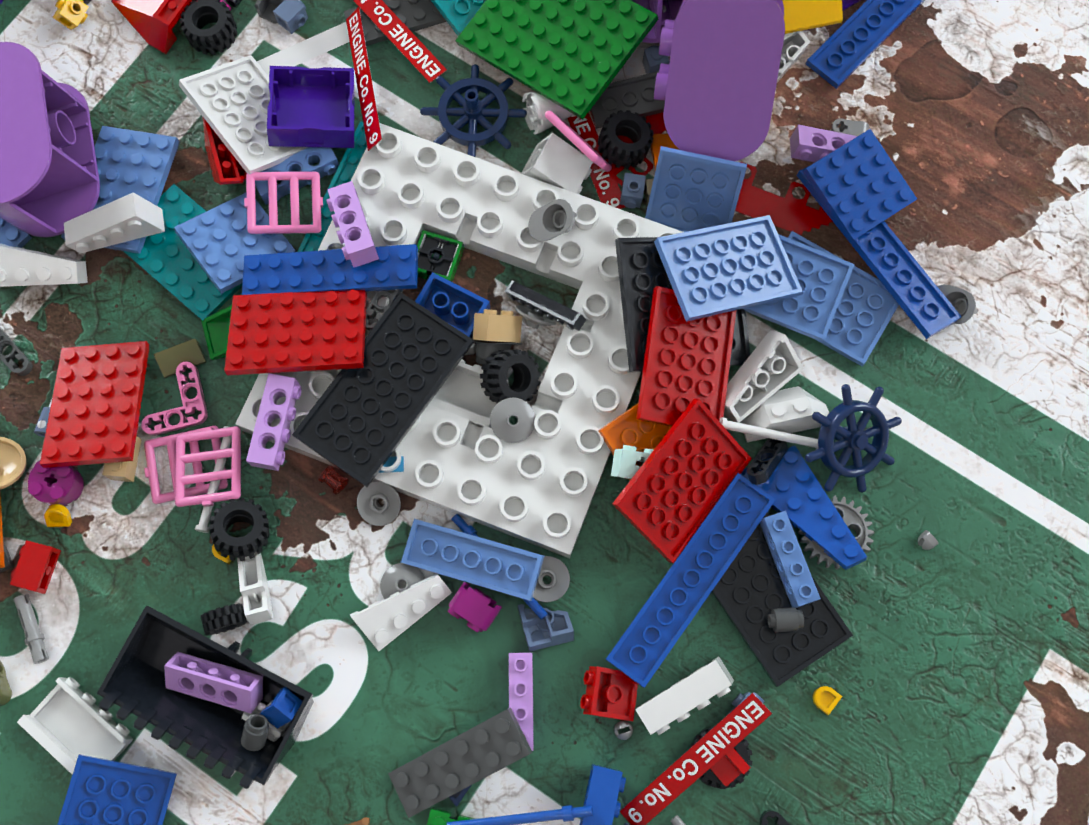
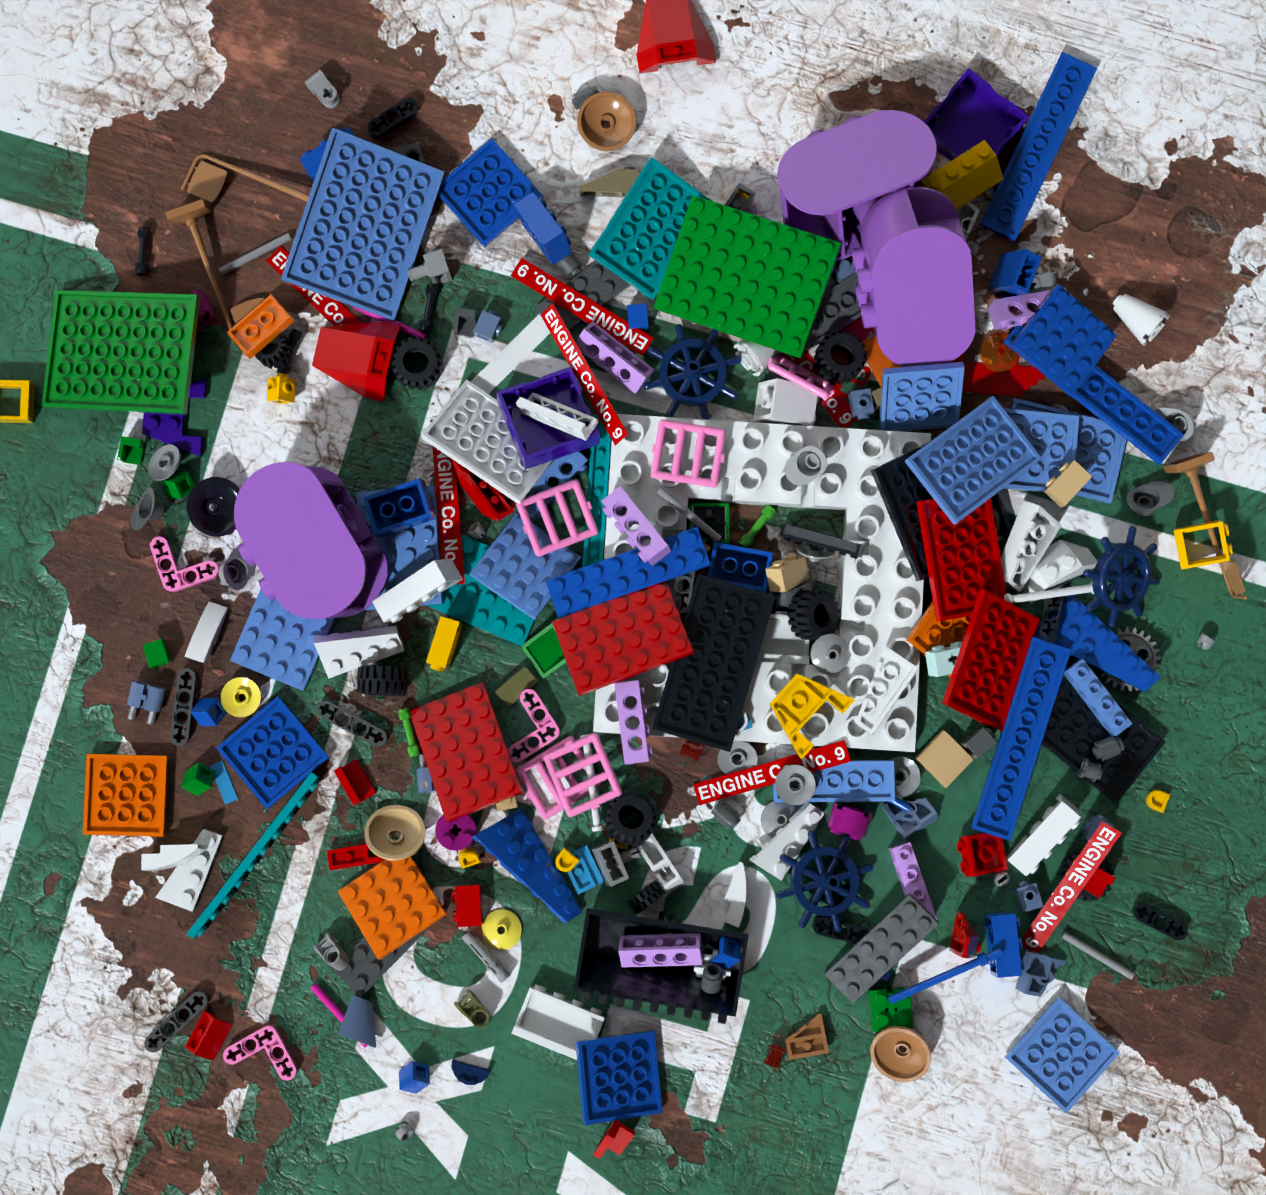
camera: 20 degrees left, 10 degrees up
(42, 304) = (382, 680): none -> black tyre
(54, 351) = (413, 748): none -> bright green bar
(71, 610) = (512, 929): none -> light yellow dish
(114, 533) = (526, 858): none -> blue wing
(121, 289) = (444, 644): none -> yellow window
(129, 143) = (399, 508): none -> blue brick
(155, 552) = (566, 861): none -> yellow tile
(170, 568) = (585, 873): none -> dark azure plate
(181, 172) = (448, 510): none -> red sticker
(201, 196) = (476, 530): none -> light grey hinge
(203, 569) = (612, 862): none -> light grey brick
(319, 104) = (557, 419): none -> white fence
(323, 652) = (736, 896): none -> white slope
(344, 559) = (726, 815): none -> dark grey brick
(400, 74) = (614, 357): none -> lavender brick
(410, 529) = (766, 773): none -> red sticker
(413, 714) = (824, 932): none -> black beam
(415, 235) = (688, 514): none -> light grey bar
(417, 545) = (794, 795): none -> light grey dish
(424, 666) = (824, 881): none -> dark blue piece
(438, 150) = (682, 428): none -> bright pink bar
(439, 45) = (637, 316): none -> blue panel
(459, 458) = (799, 702): none -> yellow wing
(501, 267) = (767, 513): none -> bright green bar
(559, 785) = (964, 938): none -> red wedge
(561, 470) = (887, 685): none -> white wing
(601, 575) = (944, 758): none -> tan slope
(643, 567) = (978, 742): none -> dark grey brick
(646, 759) = (1027, 896): none -> sand blue brick
(759, 638) = (1090, 770): none -> dark grey brick
(784, 192) = (992, 359): none -> clear orange dish
(822, 324) = (1067, 484): none -> tan brick
(829, 107) = (1014, 273): none -> blue brick
(904, 371) = (1150, 497): none -> dark grey piece
(947, 192) = (1140, 317): none -> white cone
(976, 468) = (1189, 466): none -> medium nougat piece
(979, 426) = (1180, 543): none -> yellow window

